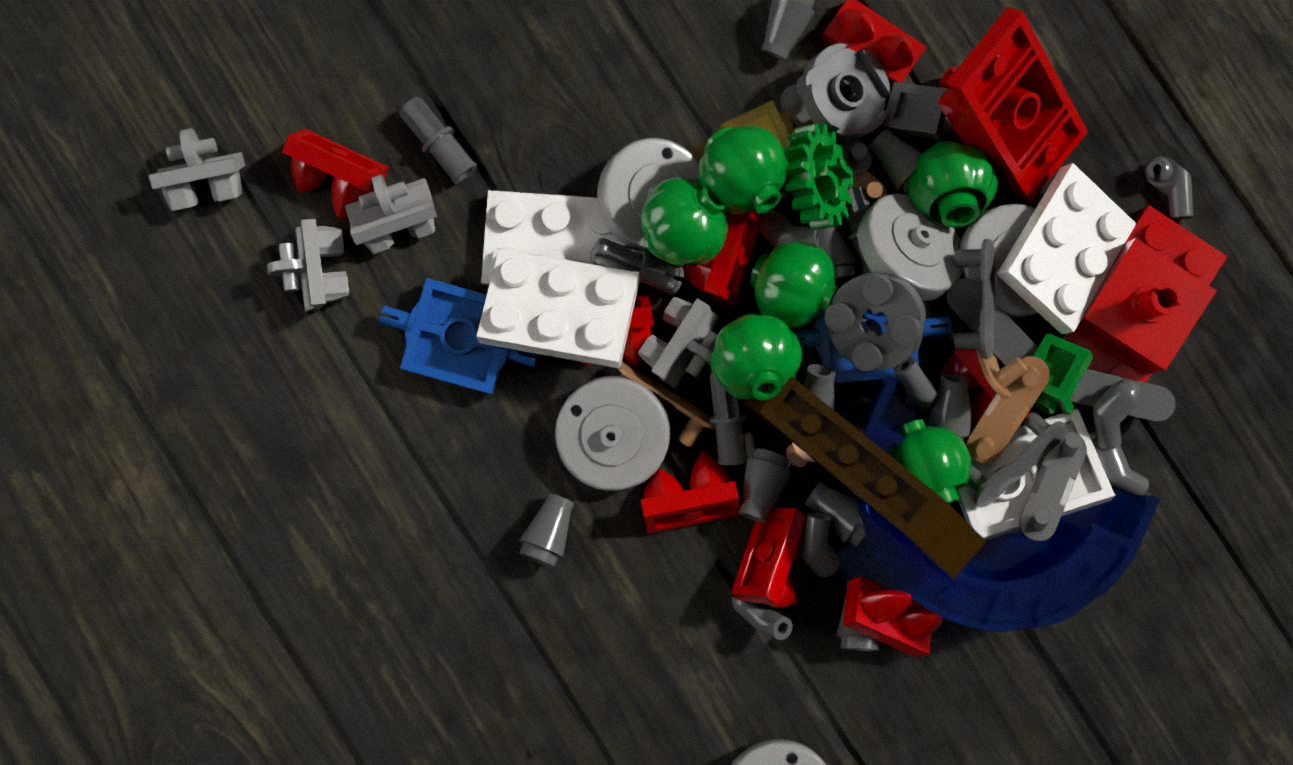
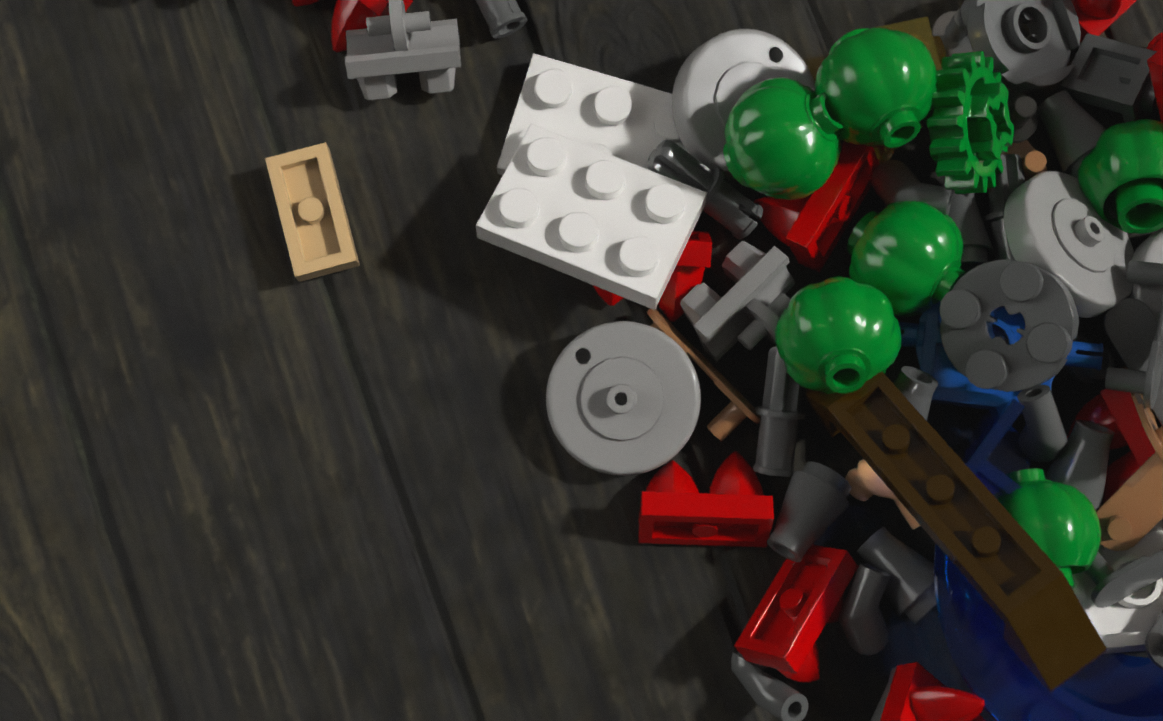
camera: 15 degrees right, 5 degrees down
(312, 244) = (293, 70): light grey hips -> none
(353, 347) = (312, 212): none -> tan plate
(444, 339) = (433, 234): blue plate -> none
(547, 533) = (506, 510): dark grey cone -> none

